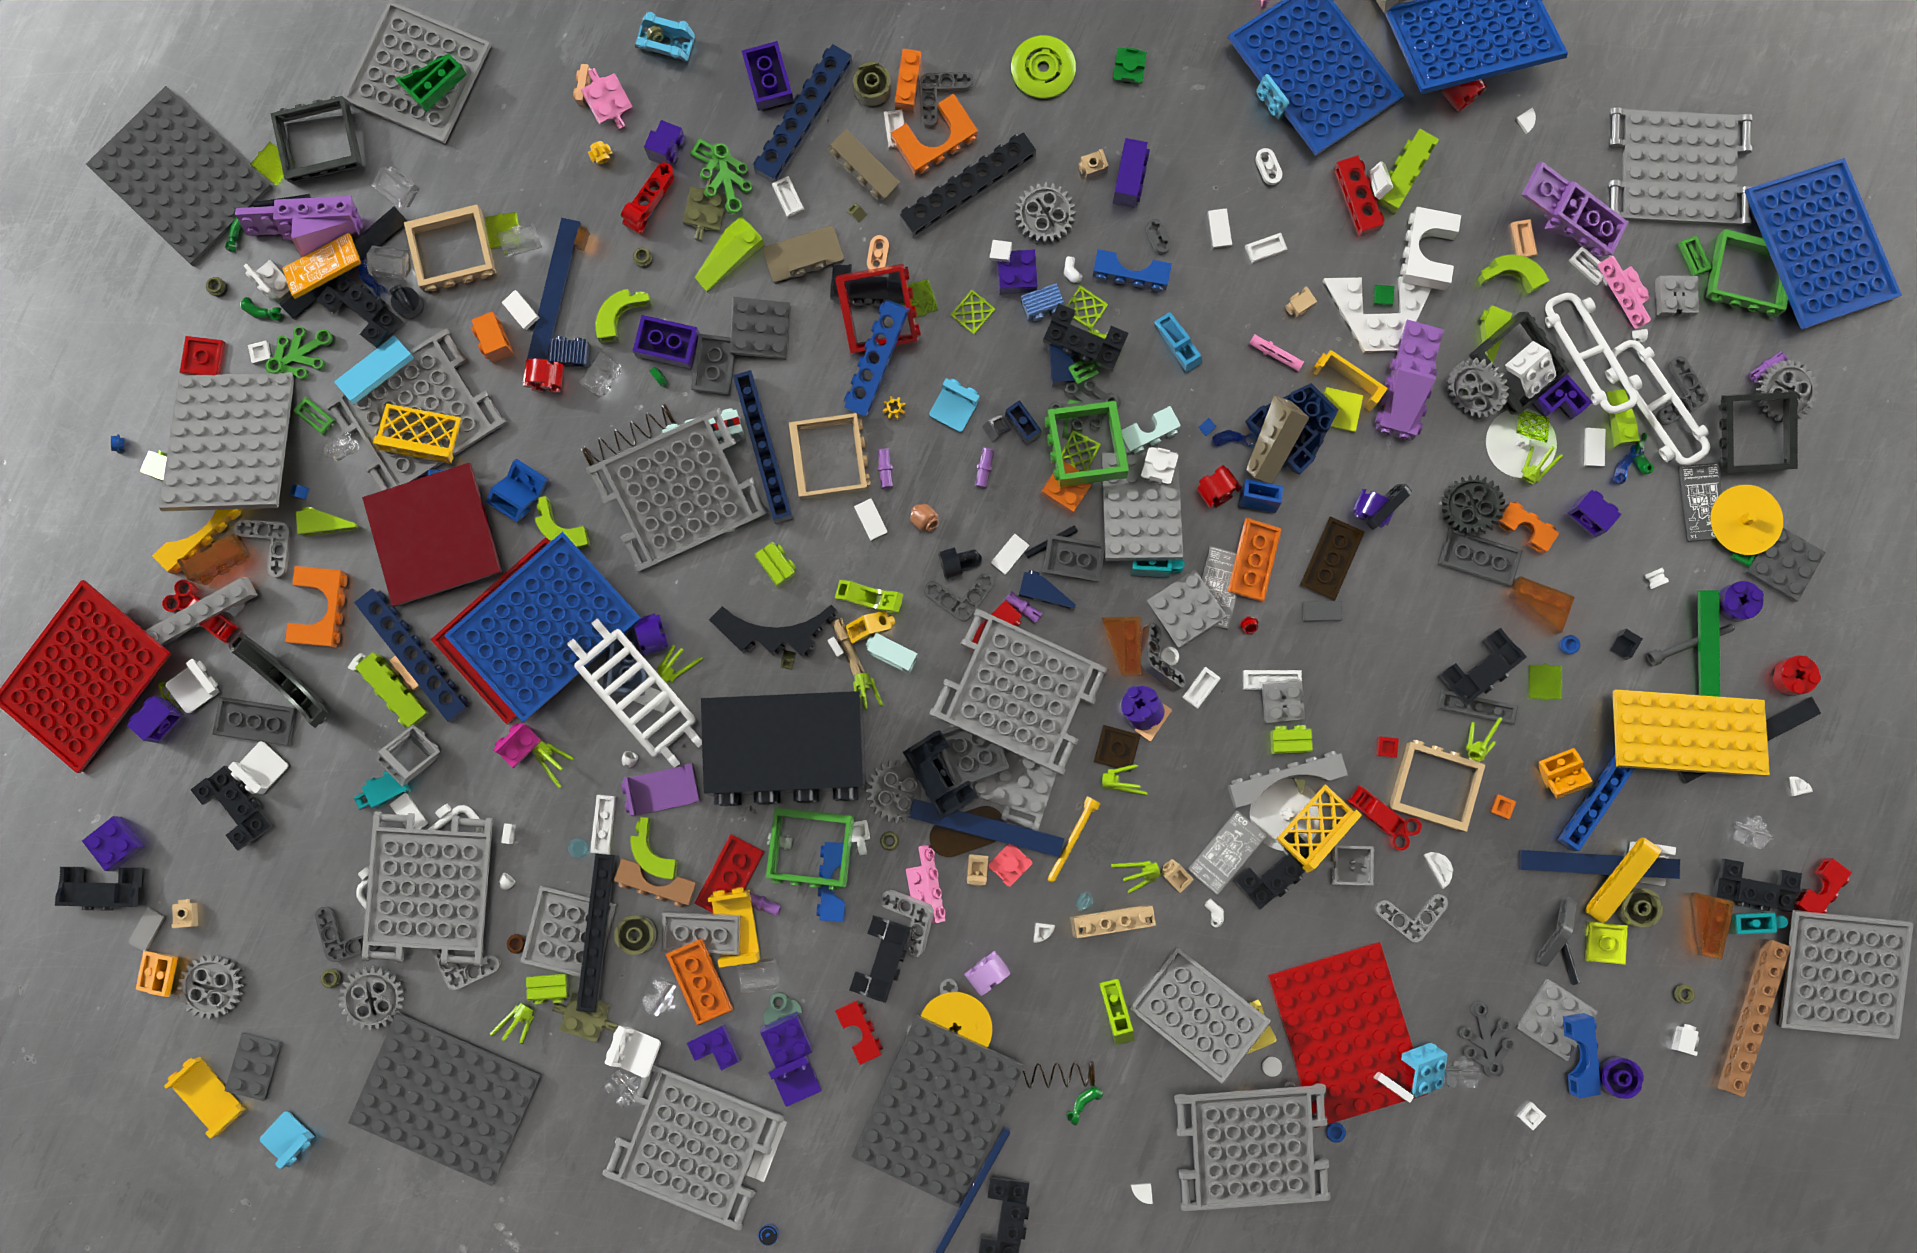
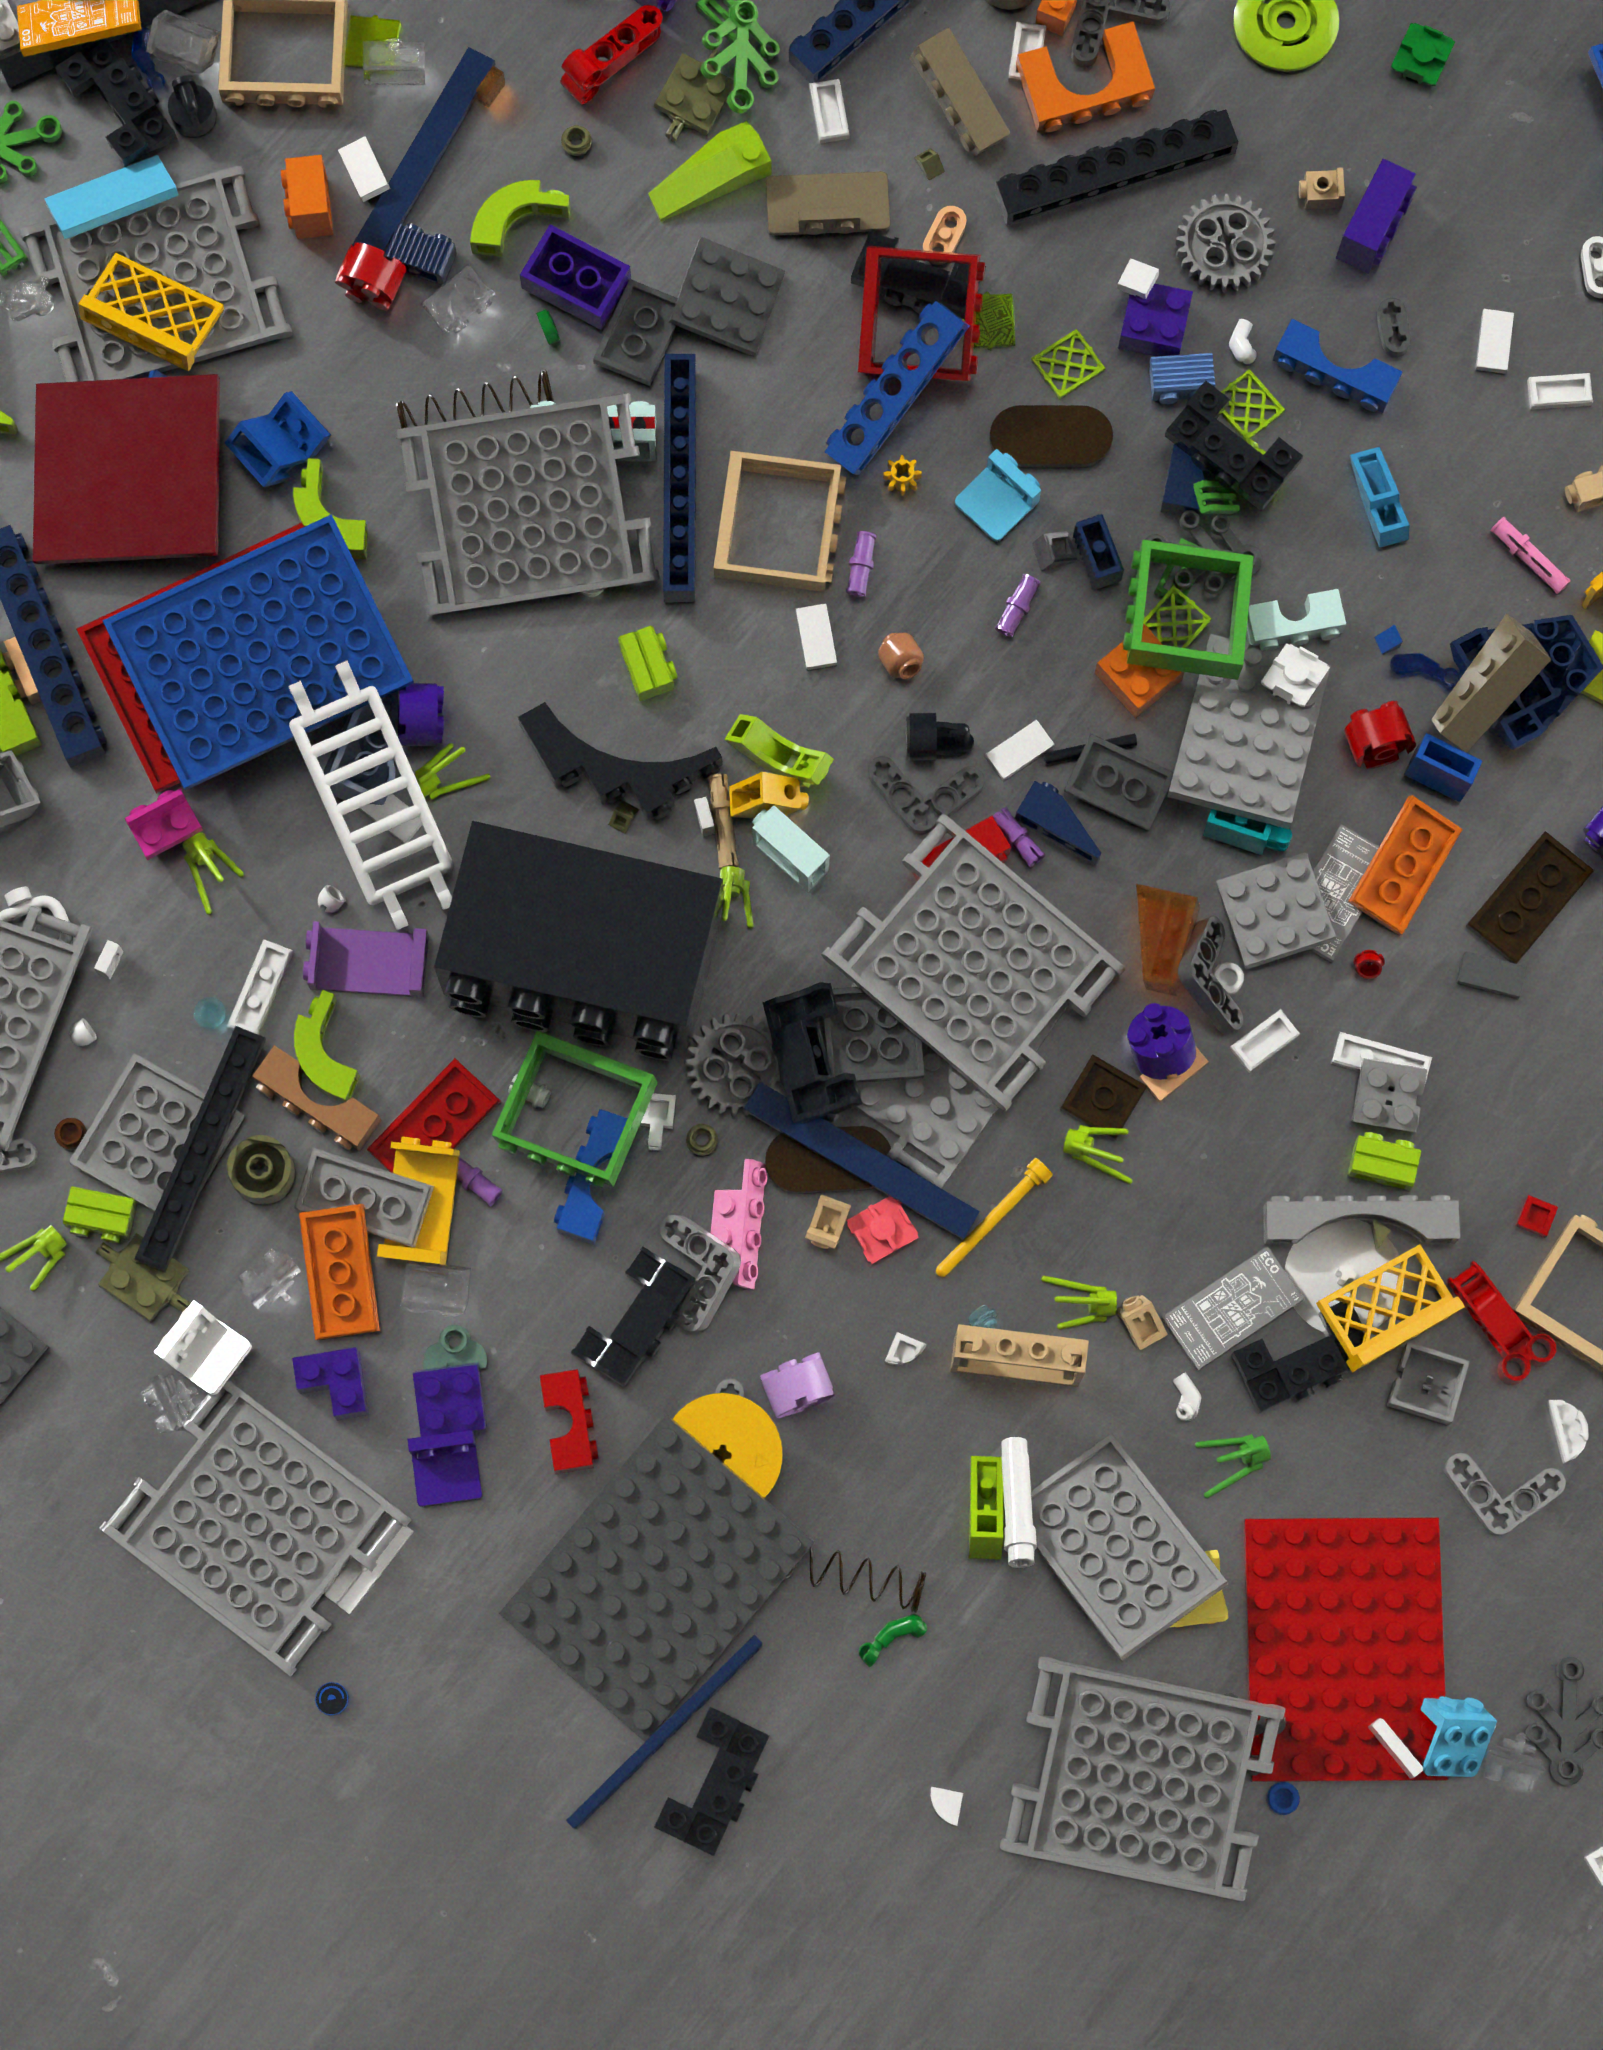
camera: 15 degrees right, 5 degrees down
(975, 358) = (1052, 435): none -> dark brown tile
(1141, 1023) = (1019, 1528): none -> white piece
(1262, 934) = (1252, 1451): none -> bright green plant
(1271, 1066) = (1209, 1664): white tile -> none

